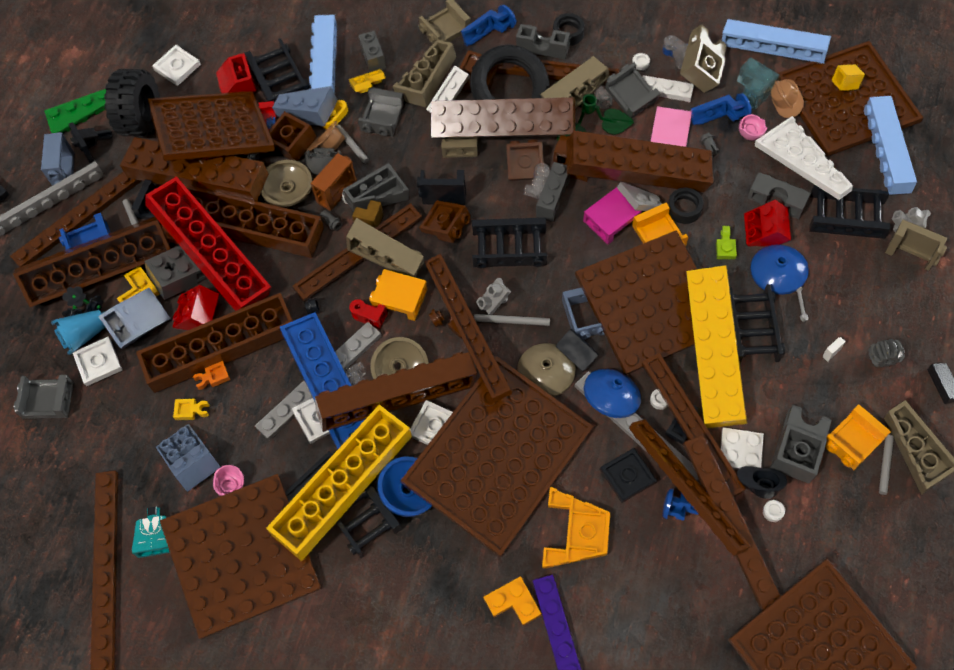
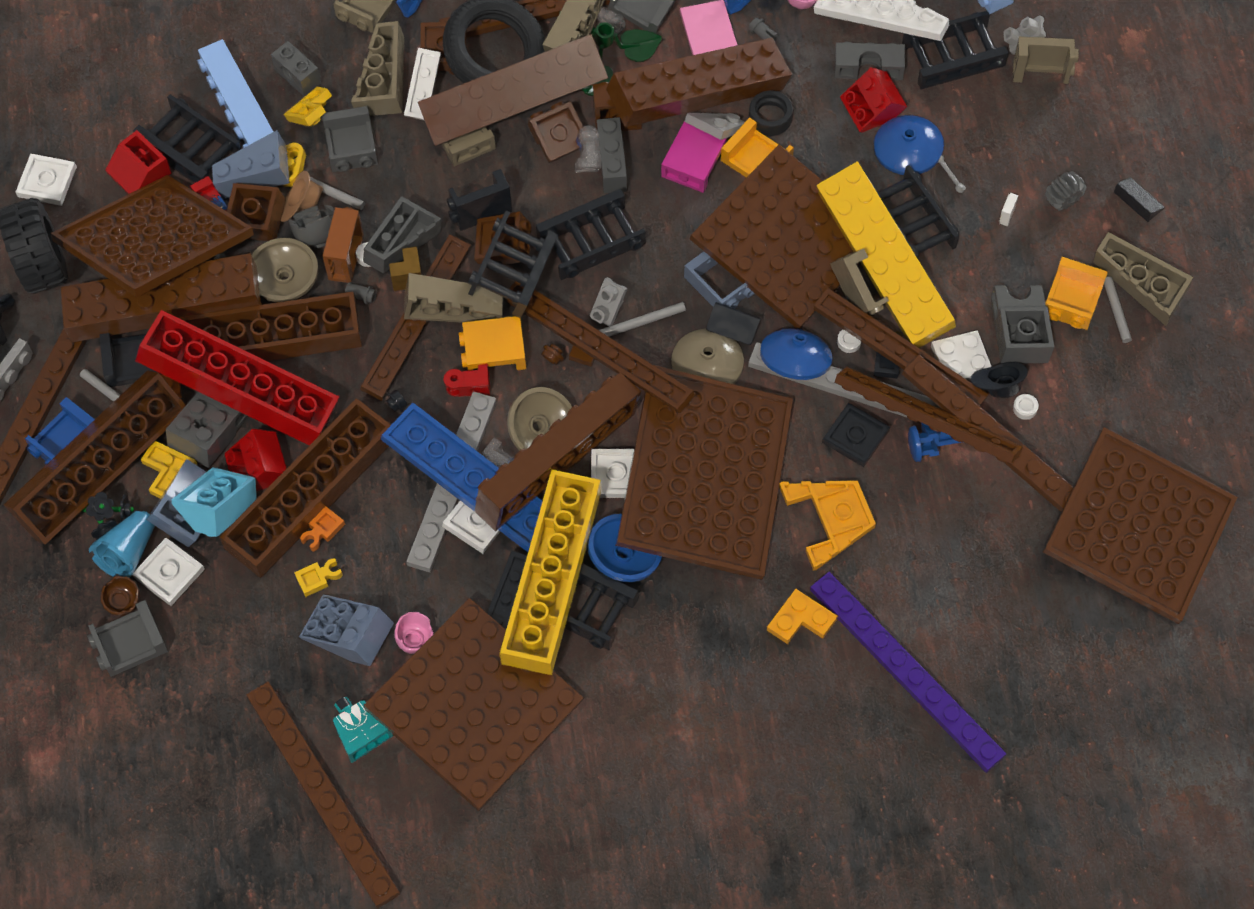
camera: 30 degrees left, 0 degrees up
(55, 364) = (120, 596): none -> reddish brown hair
(147, 325) = (215, 500): none -> medium azure slope
(442, 258) = (526, 280): none -> black fence
(680, 359) = (854, 284): none -> dark tan panel
(725, 246) = (837, 142): lime plate -> none

